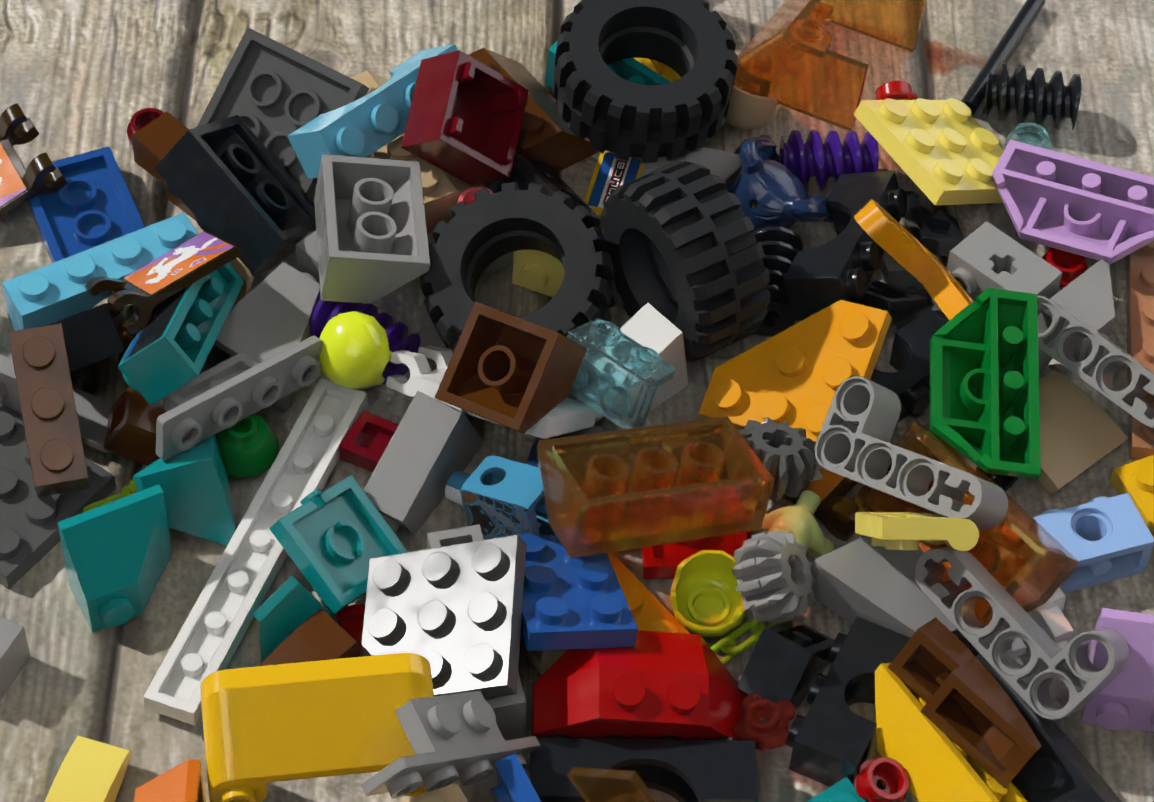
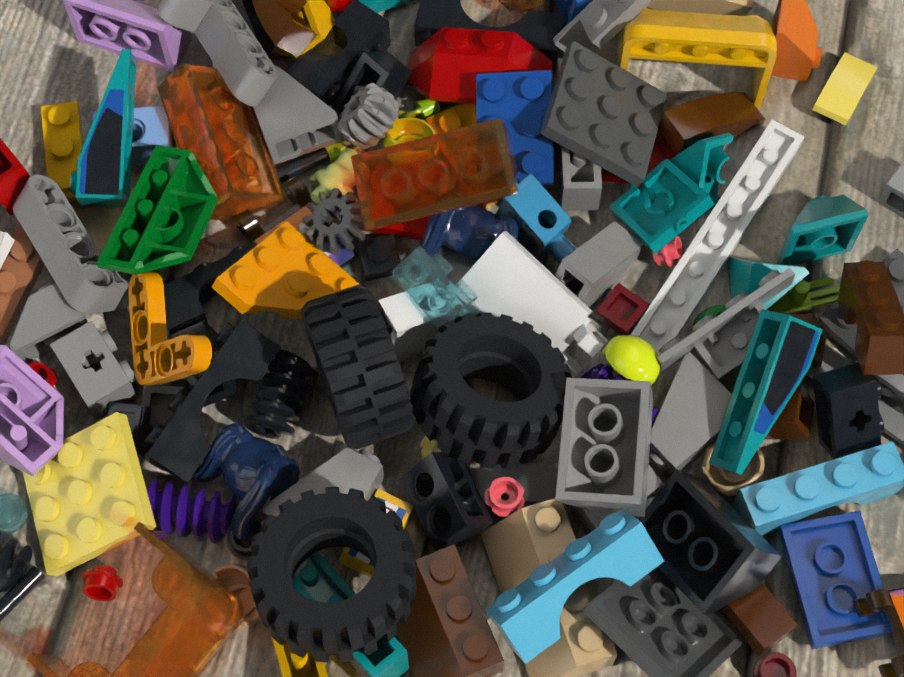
camera: 165 degrees left, 15 degrees up
(163, 277) = (773, 435): flag -> none
(465, 118) = (505, 546): dark red container -> none
(509, 369) = (520, 271): reddish brown slope -> none
(768, 734) = (406, 52): clear red plate -> none
(871, 454) = (253, 160): light grey beam -> none
(905, 530) = (278, 93): light yellow plate -> none
(1096, 461) = (106, 155): none -> slope

